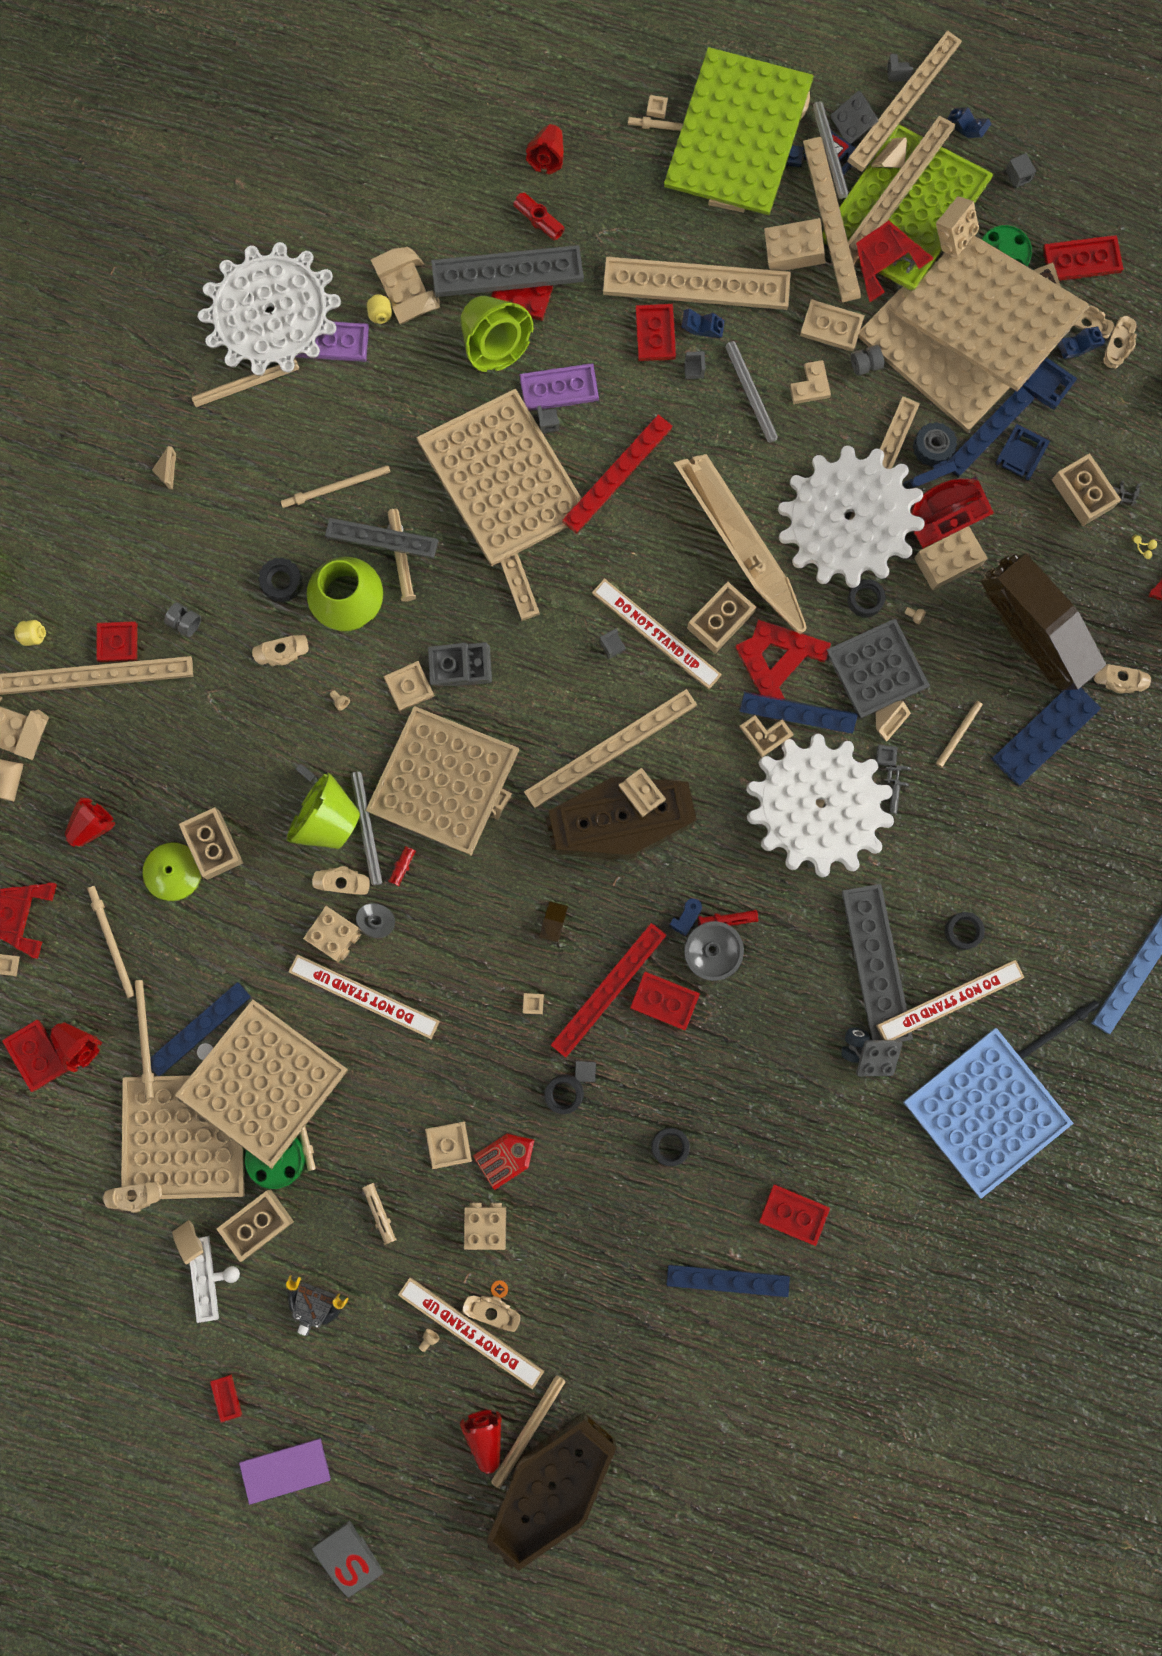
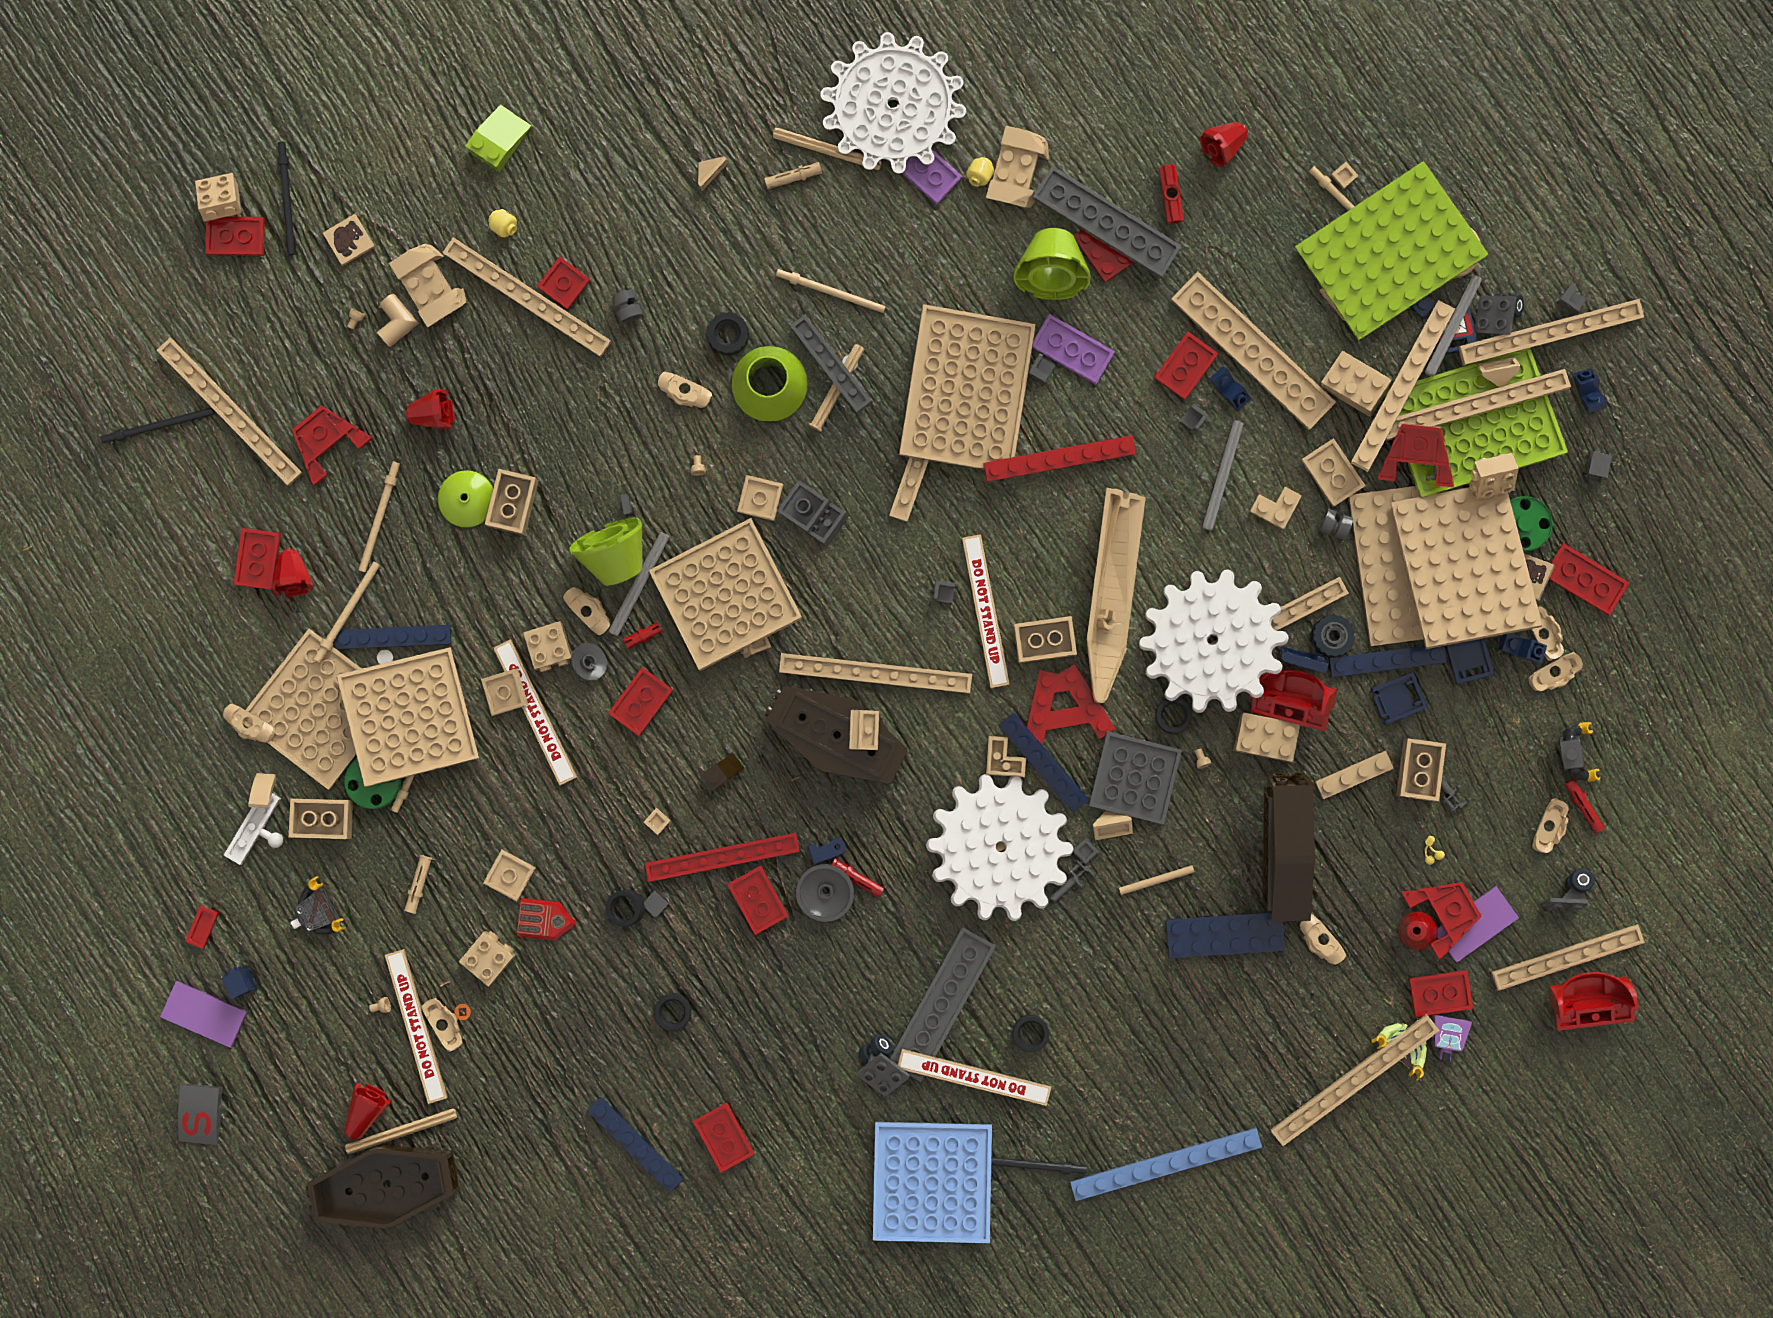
camera: 45 degrees right, 5 degrees up
(240, 415) = (794, 175): none -> tan pin
(293, 1419) = (238, 982): none -> dark blue brick
(326, 1000) = (504, 692): none -> tan tile
(442, 919) = (640, 701): none -> red plate
(1041, 529) = (1354, 775): none -> tan plate

